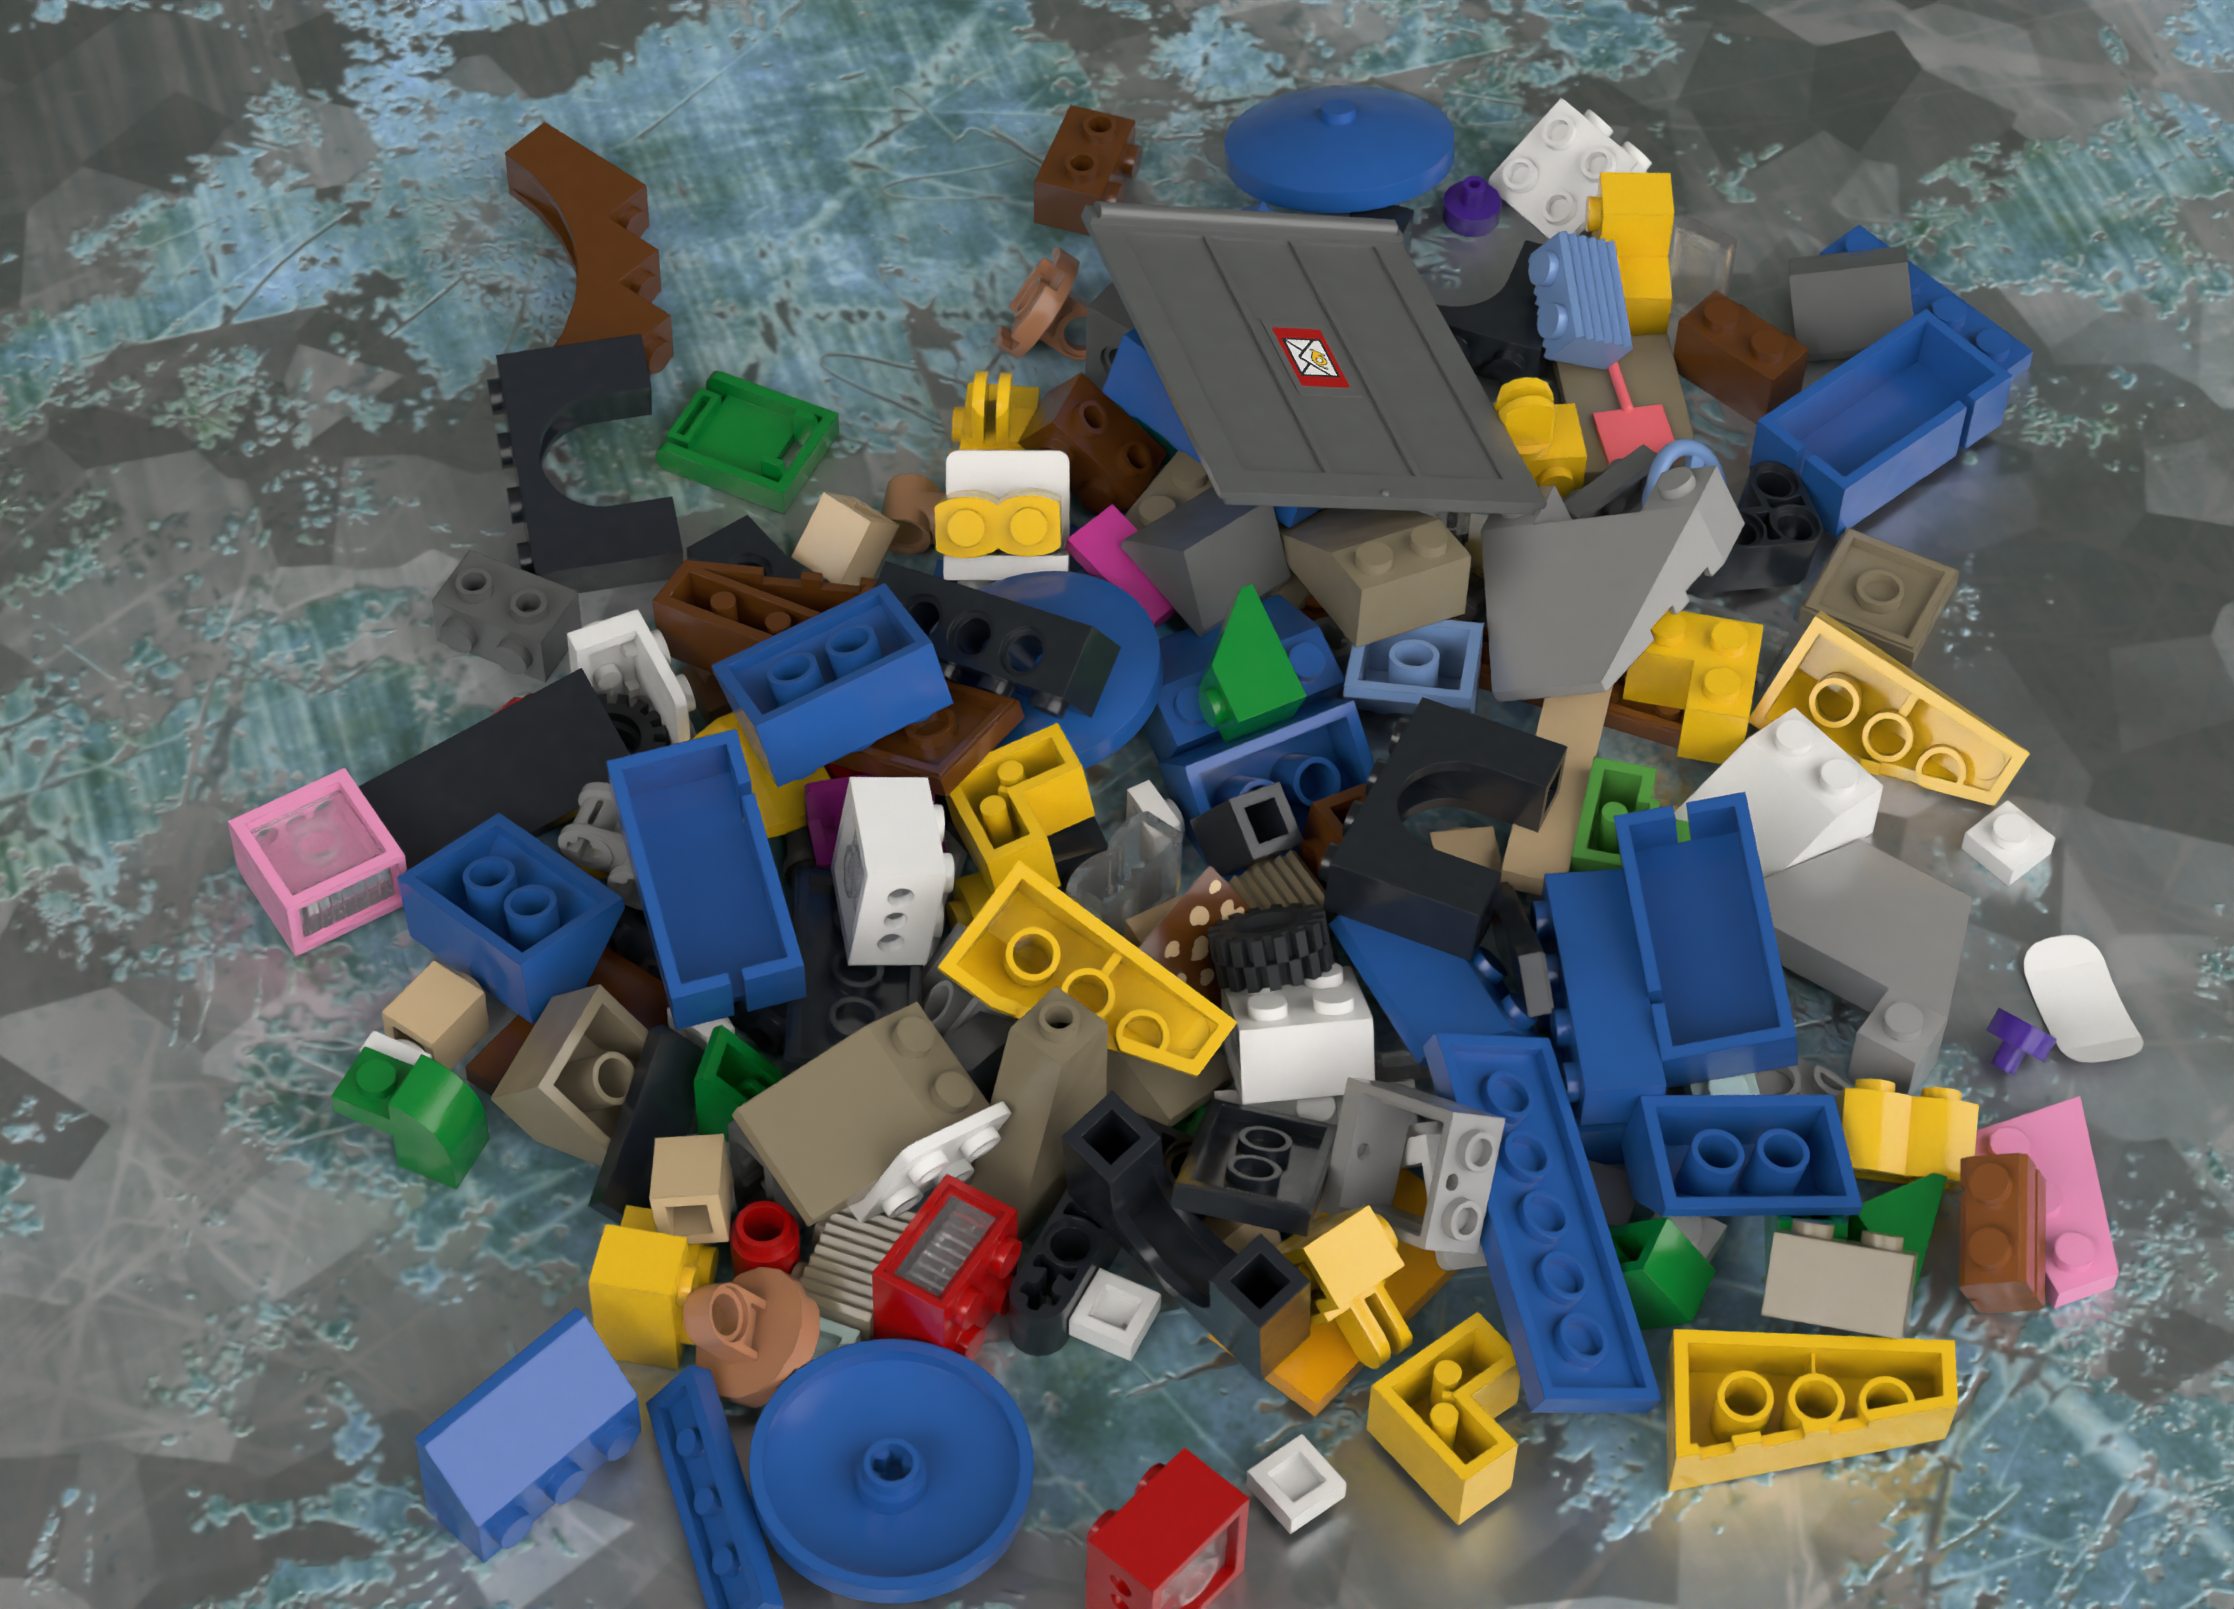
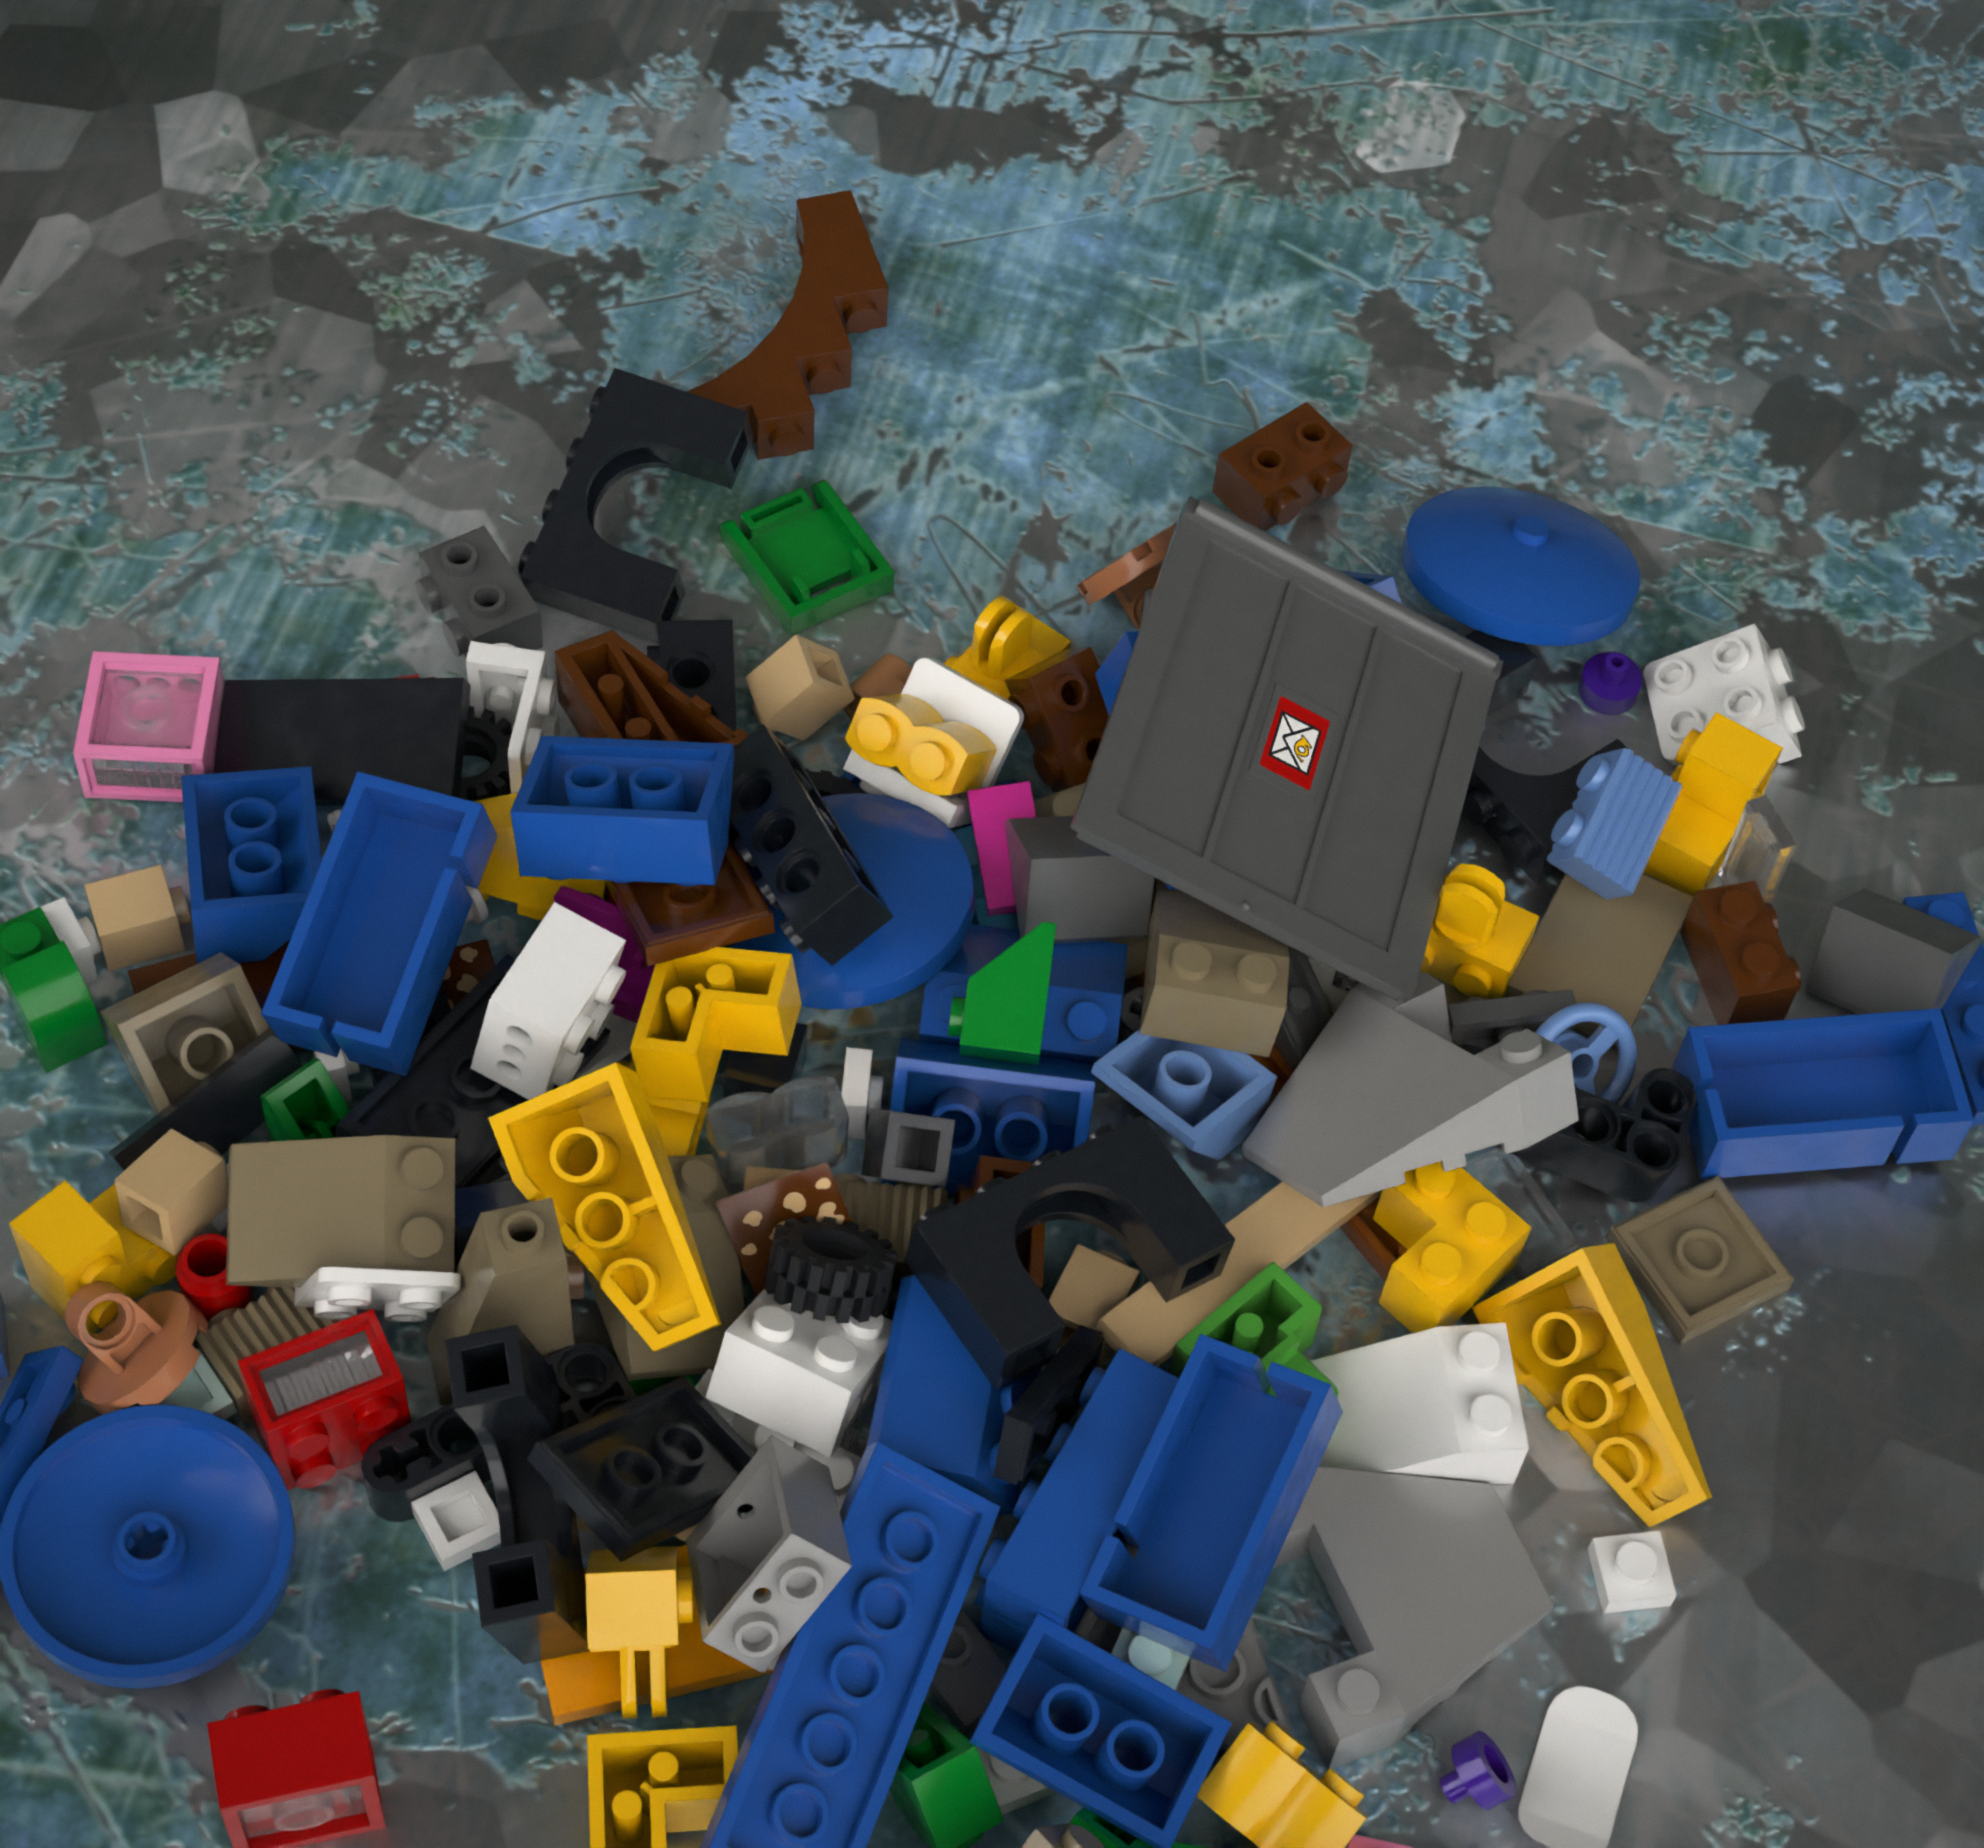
camera: 30 degrees right, 5 degrees up
(1296, 1483) = (481, 1779): white plate -> none
(1630, 427) = (1586, 968): coral piece -> none

